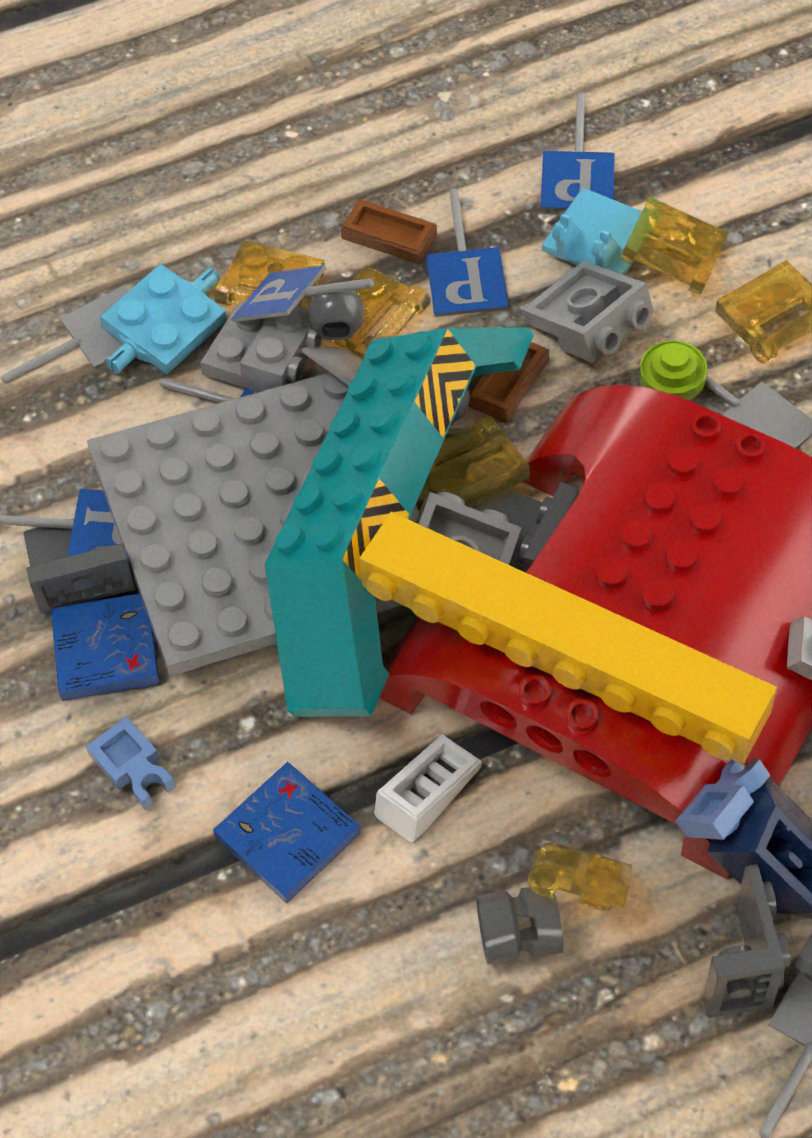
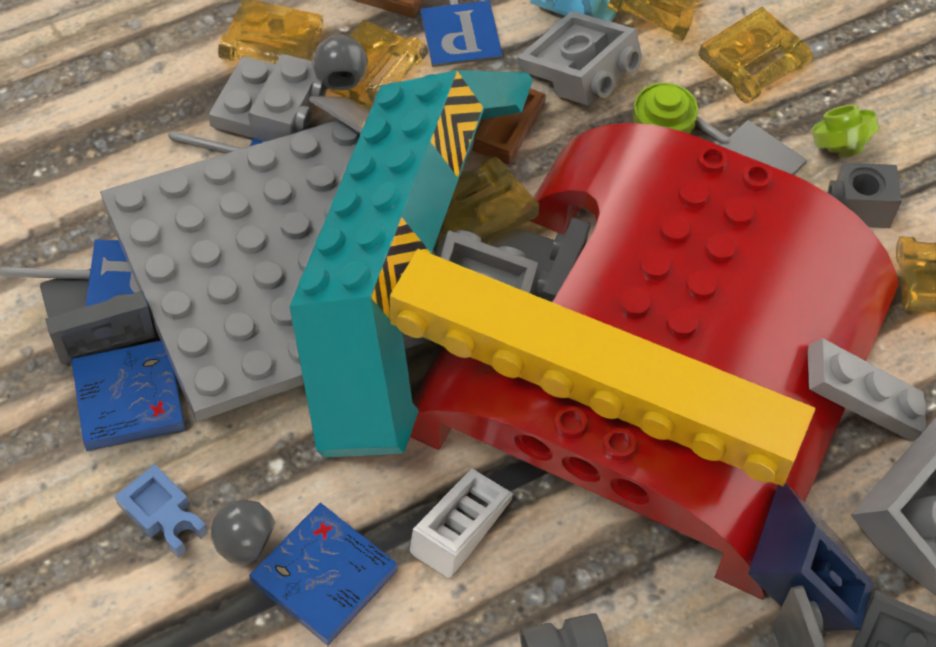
camera: 10 degrees left, 0 degrees up
(87, 333) = (107, 86): light grey piece -> none
(163, 319) = (168, 74): medium azure plate -> none
(208, 786) = (242, 531): none -> dark grey piece
(284, 290) = (287, 43): piece -> none
(591, 876) = (639, 606): clear yellow plate -> none
(721, 805) = (761, 528): medium blue plate -> none

